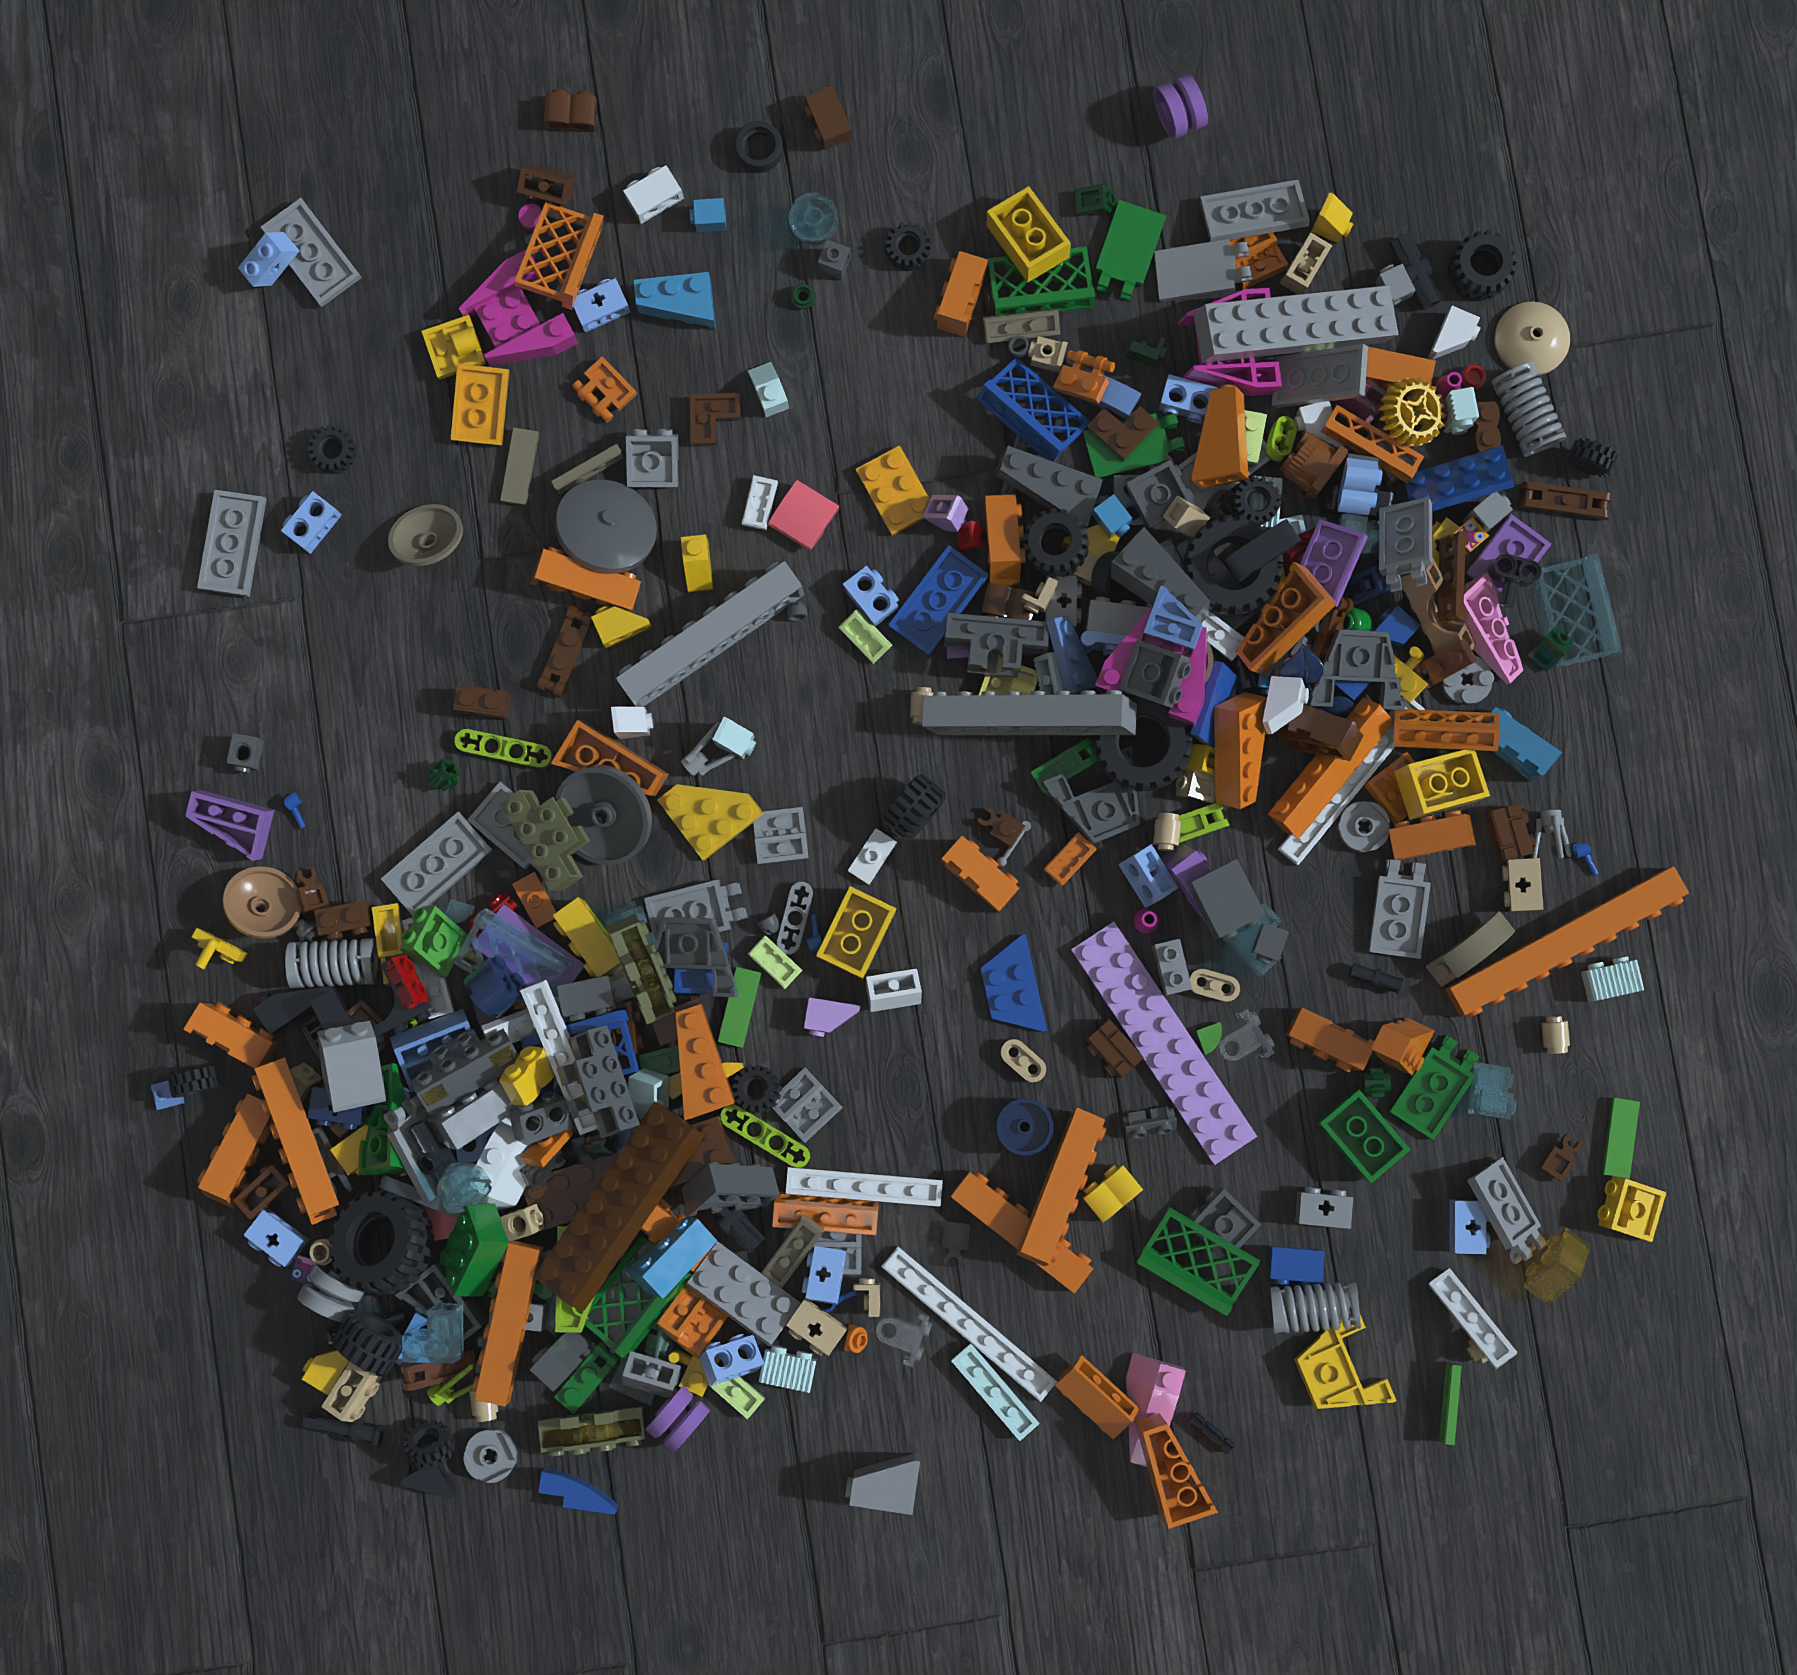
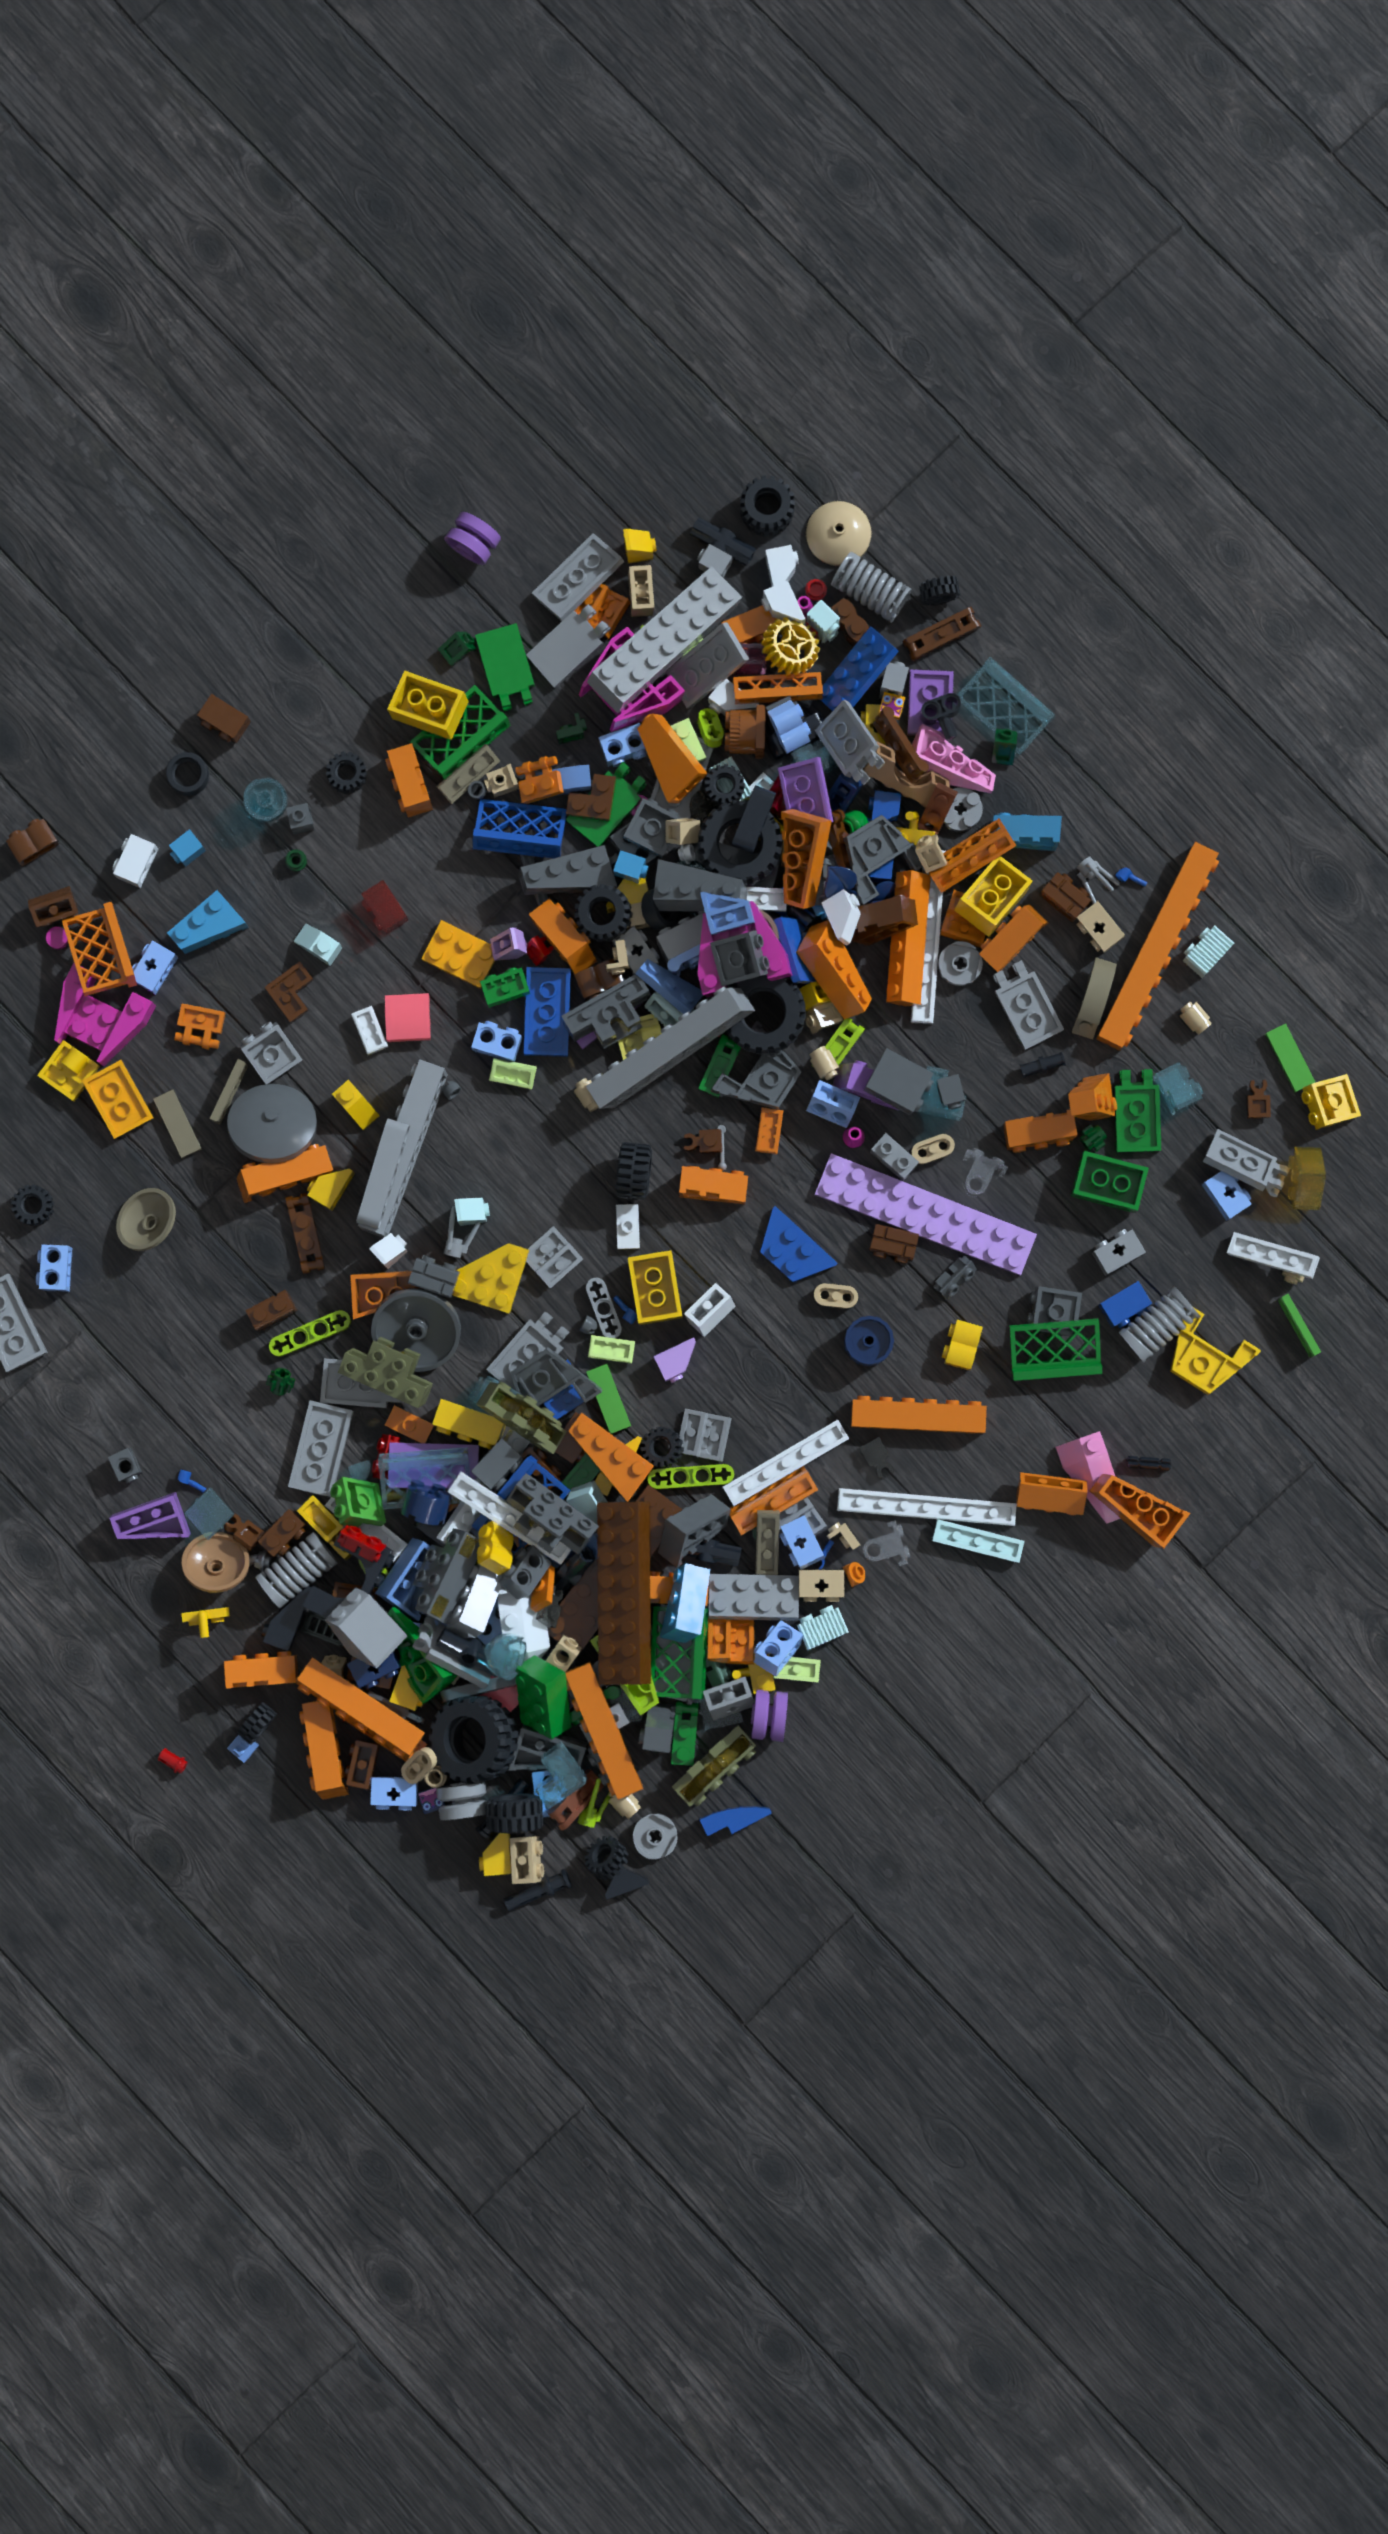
camera: 35 degrees left, 0 degrees up
(93, 1061) = (172, 1761): none -> red pin
(290, 852) = (209, 1513): none -> clear light blue piece
(312, 1231) = (421, 1761): none -> tan plate
(653, 776) = (434, 1277): none -> dark grey brick
(673, 645) = (383, 1173): none -> light grey beam
(854, 396) = (384, 907): none -> clear red brick
(886, 1485) = (948, 1657): light grey slope -> none
(914, 549) = (504, 987): none -> green bracket
(1061, 1187) = (924, 1364): orange brick -> none
(1175, 541) = (687, 853): none -> white plate
(1209, 1037) = (955, 1188): bright green tile -> none
(1409, 701) = (930, 853): none -> tan bracket
(1433, 365) = (782, 603): none -> white slope

